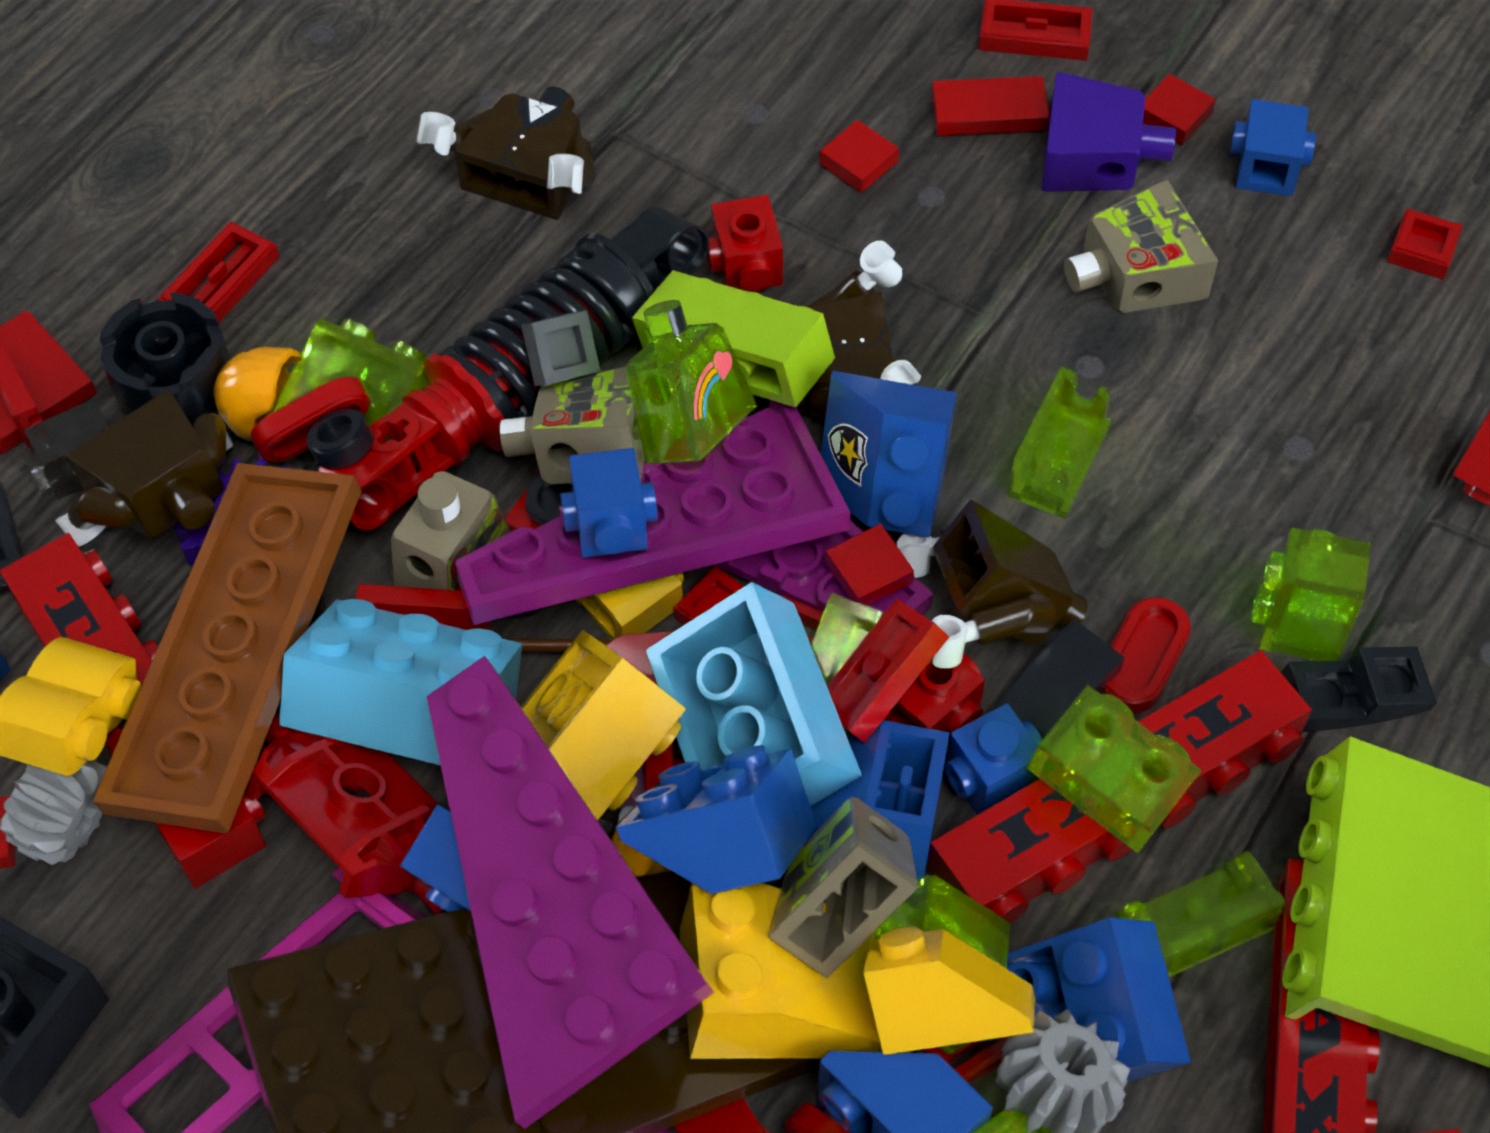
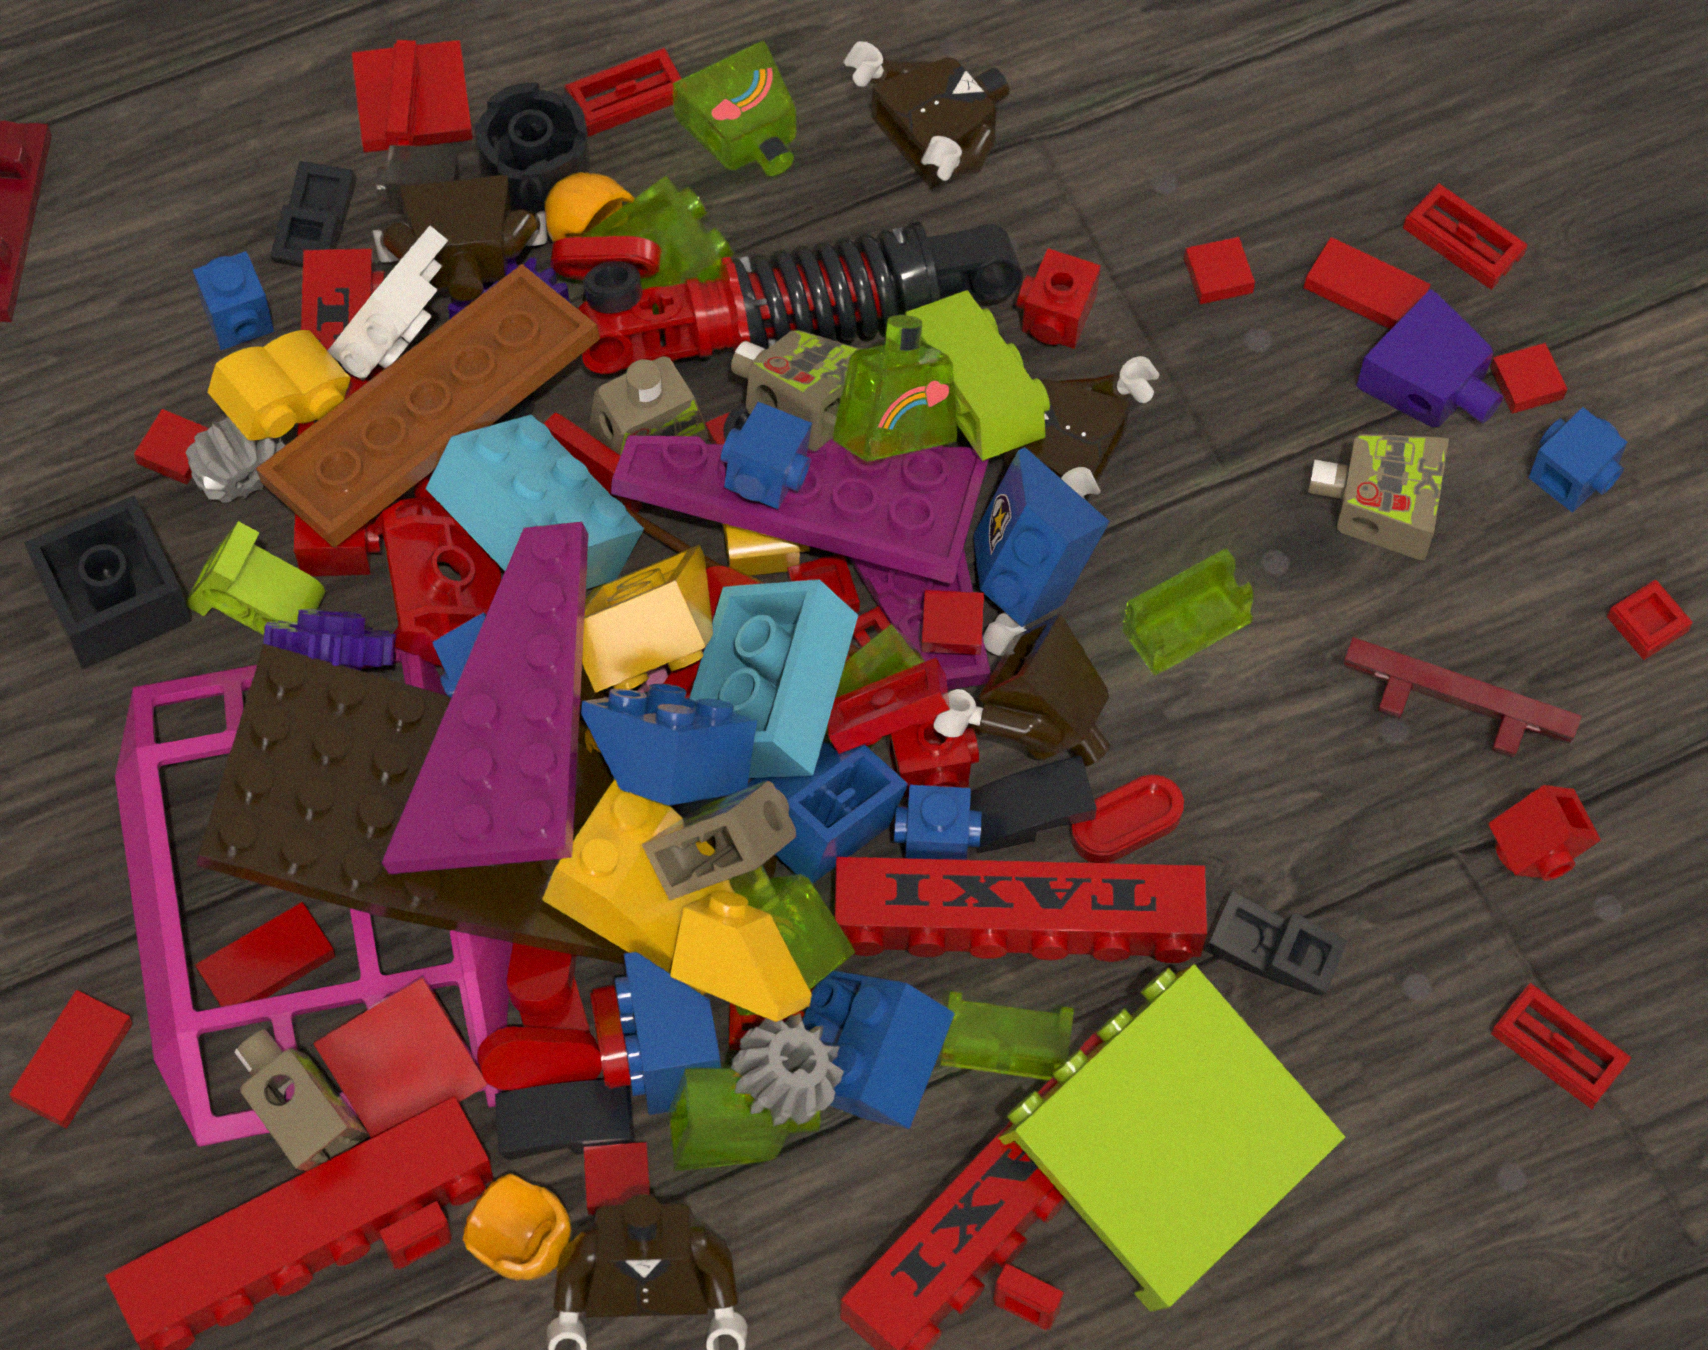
camera: 30 degrees right, 5 degrees up
(137, 570) = (391, 311): none -> white plate
(160, 924) = (252, 583): none -> lime tile
(285, 924) = (333, 638): none -> dark purple gear
(341, 236) = (740, 110): none -> clear neon green torso
(560, 348) = (823, 308): dark grey plate -> none
(1114, 767) = (1005, 882): clear neon green brick -> none
(1311, 594) = (1280, 847): clear neon green brick -> none
(1390, 373) = (1512, 709): none -> dark red hinge

